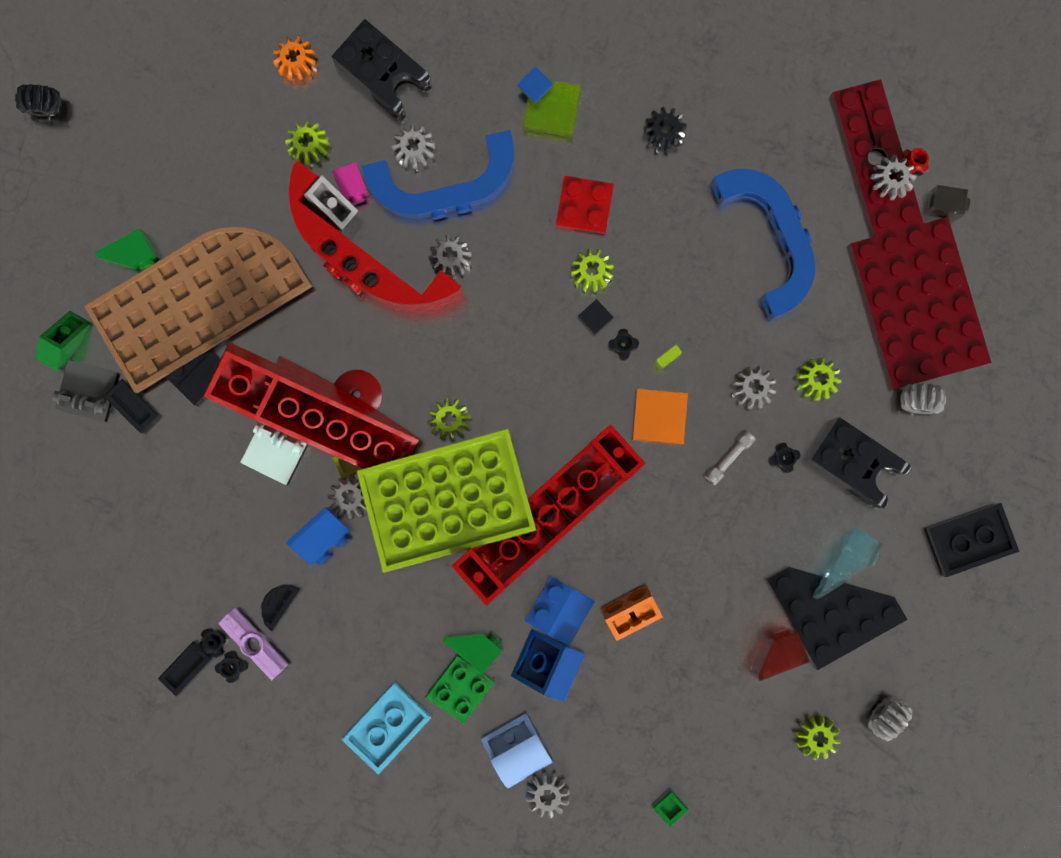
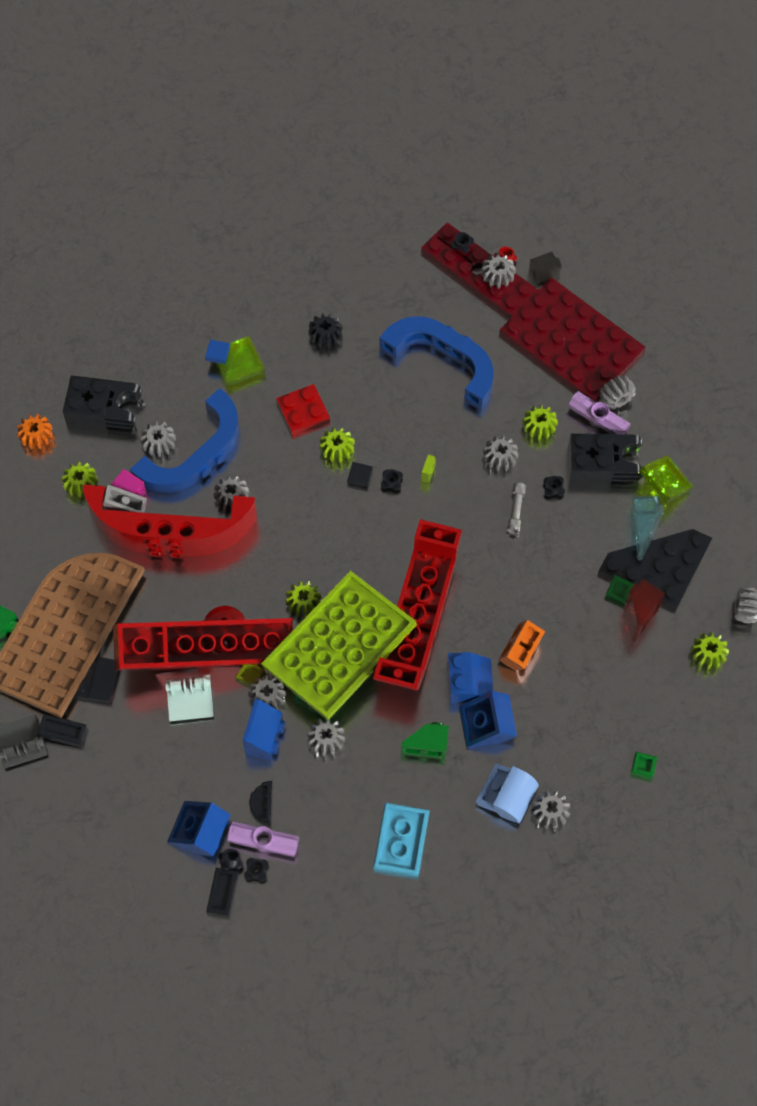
camera: 35 degrees left, 20 degrees down
(200, 592) = (199, 827): none -> blue slope
(375, 588) = (327, 744): none -> light grey gear
(459, 689) = (436, 777): green hinge -> none
(660, 416) = (450, 508): orange tile -> none
(774, 613) = (619, 589): none -> green tile
(882, 111) = (462, 237): none -> black plate
(892, 426) = (588, 408): none -> lavender piece
(904, 528) = (666, 479): none -> clear neon green plate
(972, 540) = (716, 461): black plate -> none

